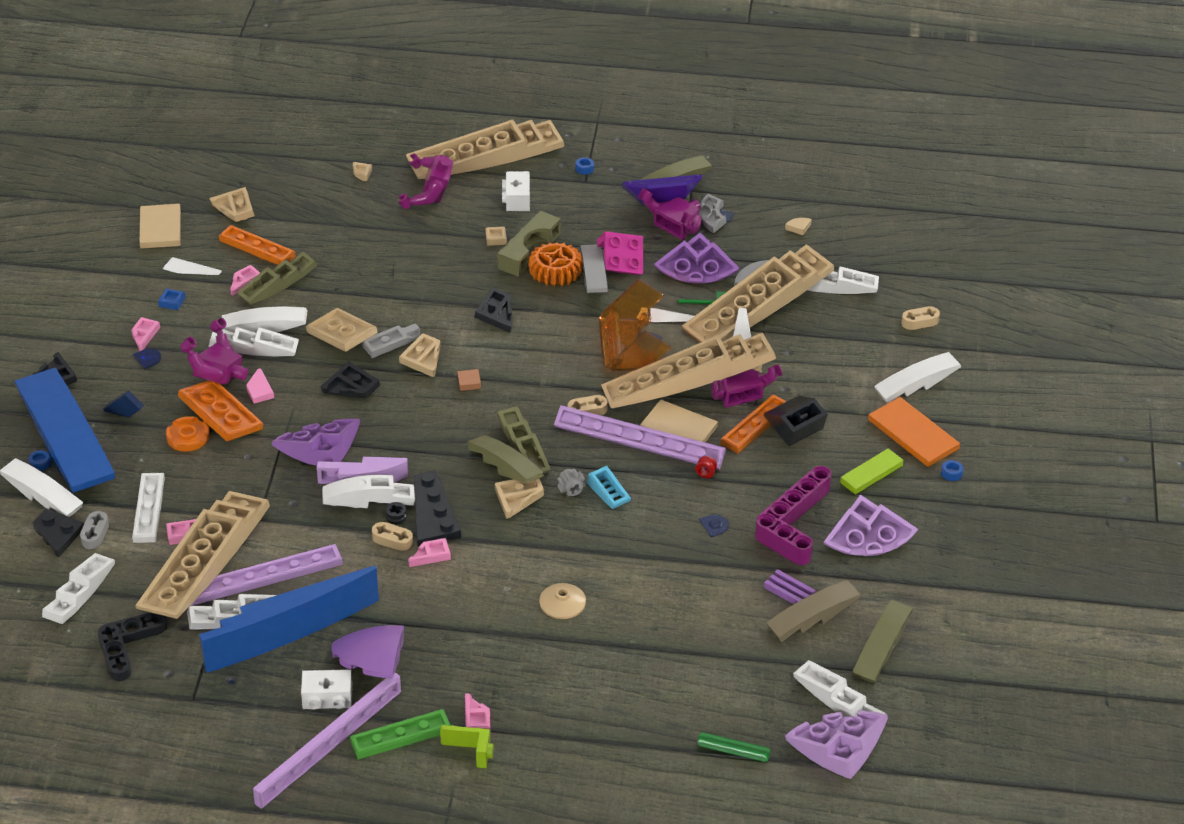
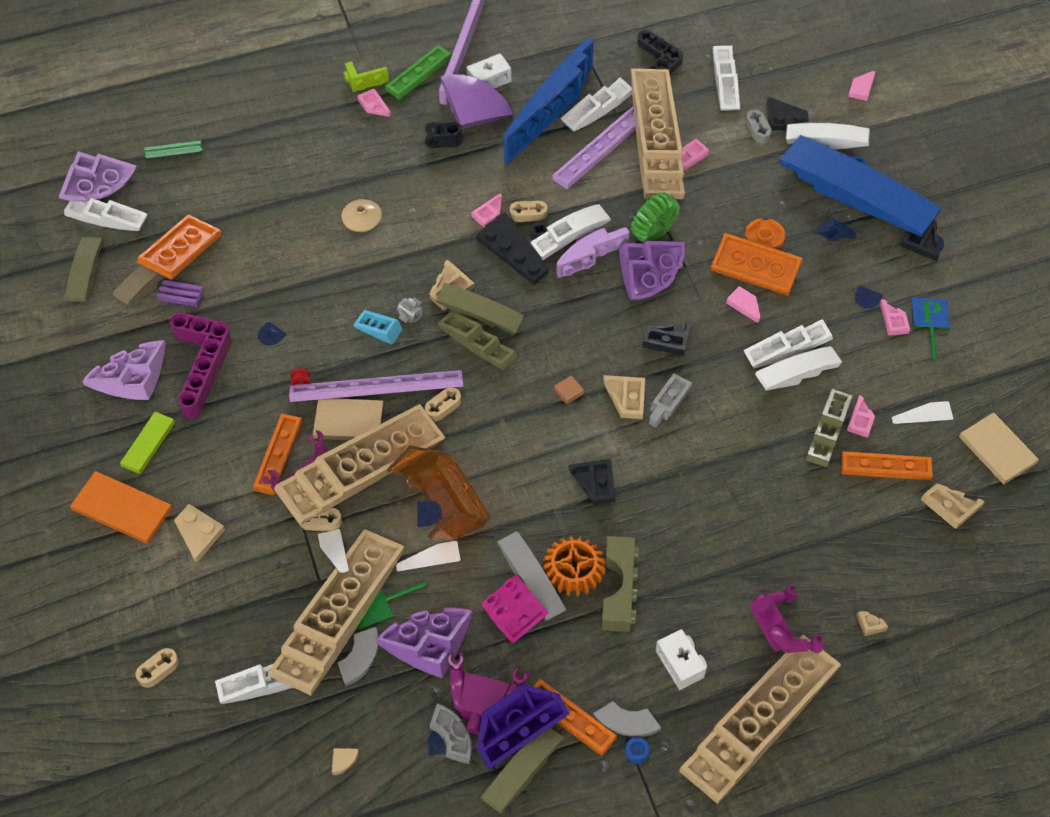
camera: 155 degrees right, 15 degrees up
(109, 326) = (930, 314): none -> blue piece
(148, 507) = (736, 162): white tile -> none
(171, 299) = (905, 365): blue tile -> none
(217, 362) = (793, 296): magenta torso -> none
(282, 463) = (655, 217): none -> bright green gear
(341, 329) = (721, 389): tan tile -> none
(424, 640) = (445, 134): none -> black piece
(495, 236) = (663, 589): tan tile -> none
(582, 179) = (627, 722): none -> light grey tile
(618, 196) = (583, 725): none -> orange tile
(771, 622) = (179, 246): none -> orange tile
(797, 419) = (236, 457): black slope -> none
(851, 393) = (198, 530): none -> tan wing
(921, 374) = (133, 570): white slope -> none
(952, 470) = (71, 476): blue tile -> none

